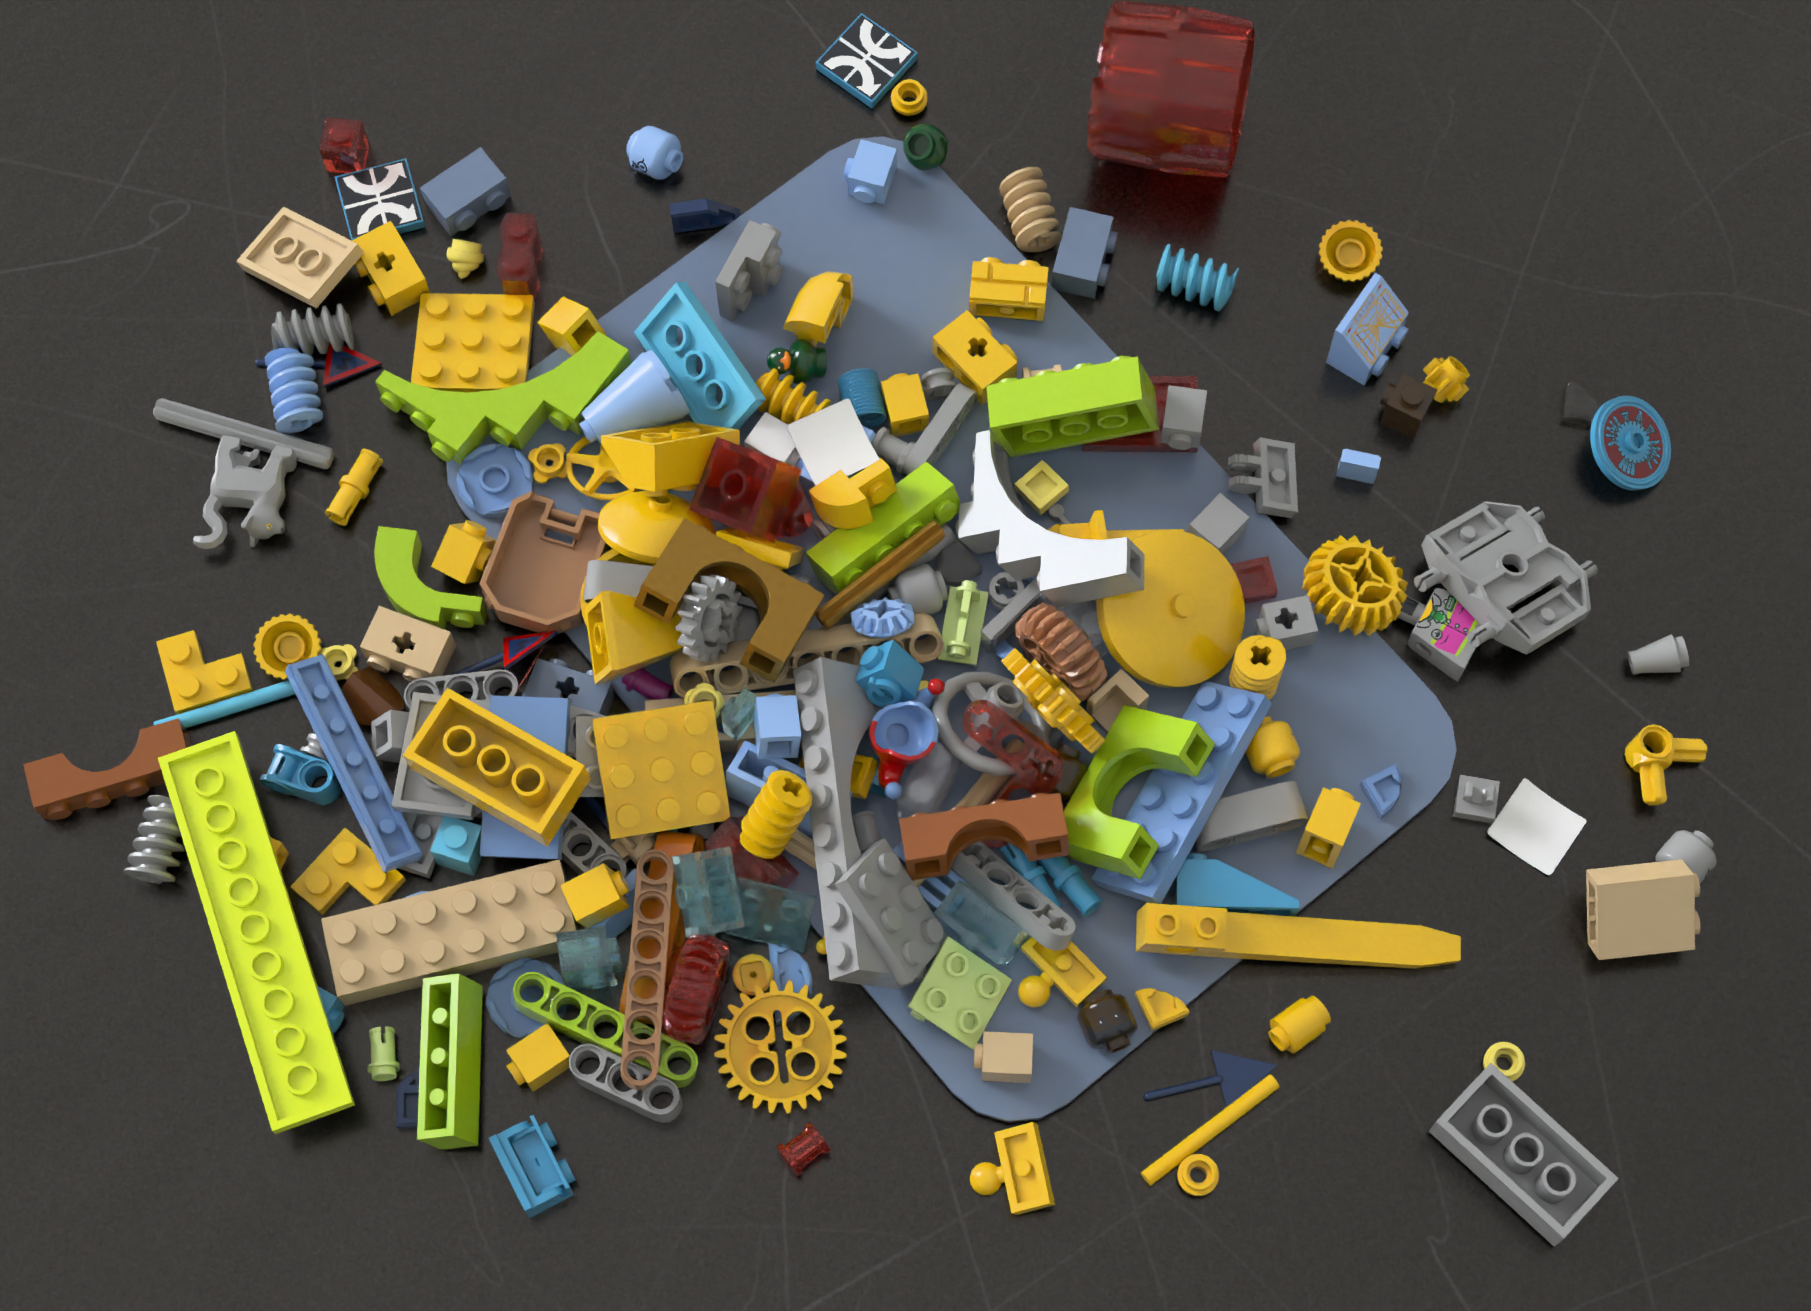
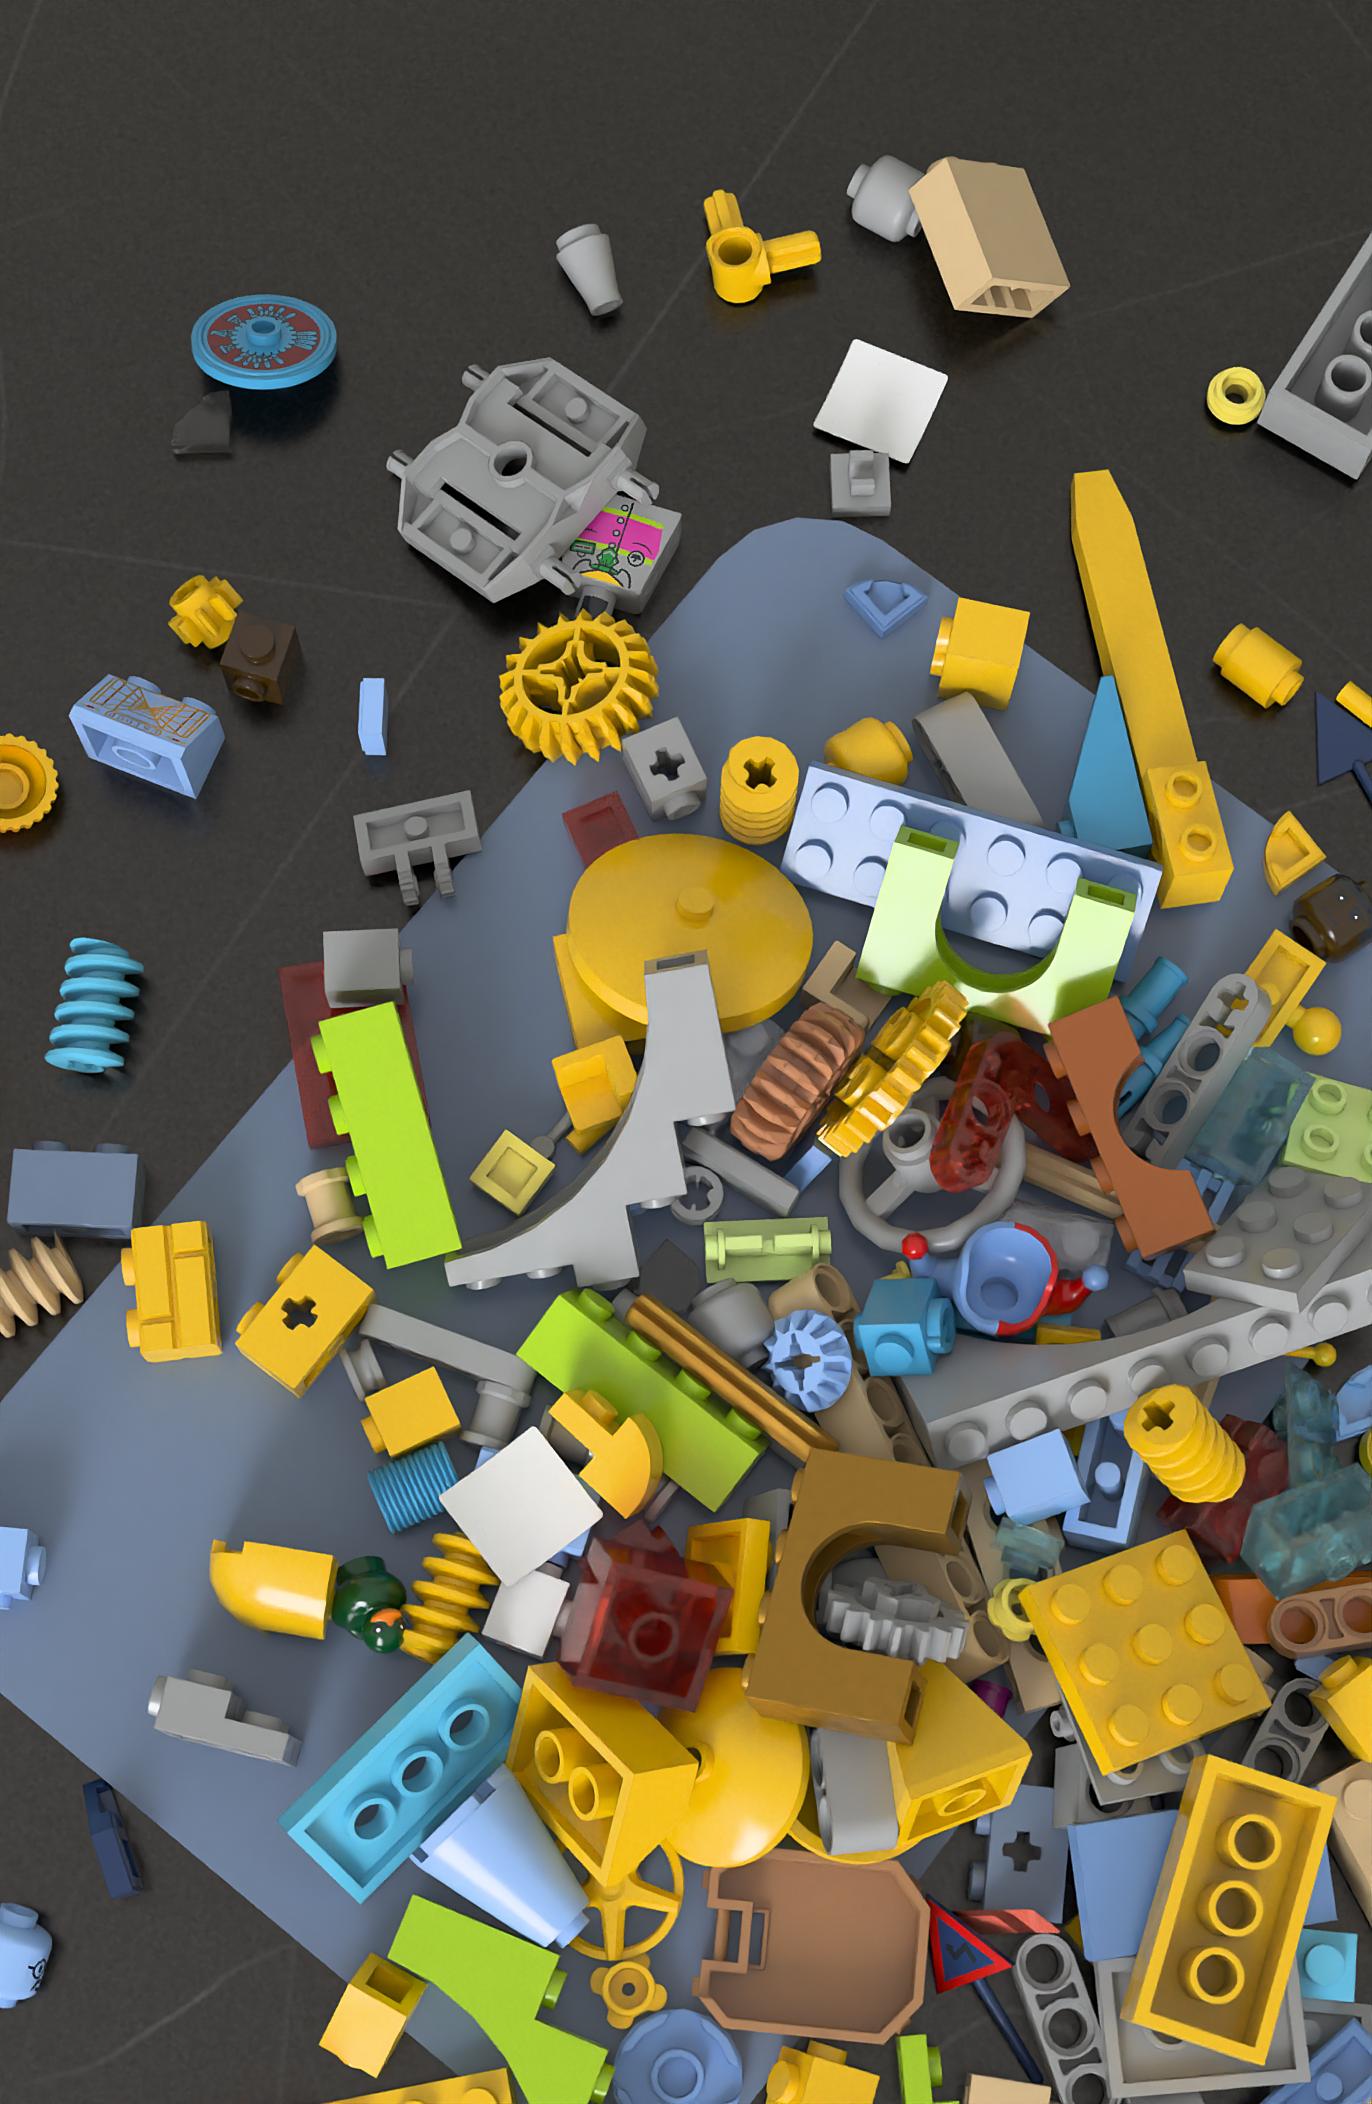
camera: 105 degrees left, 5 degrees up
(1220, 523) = (528, 896): light grey brick -> none

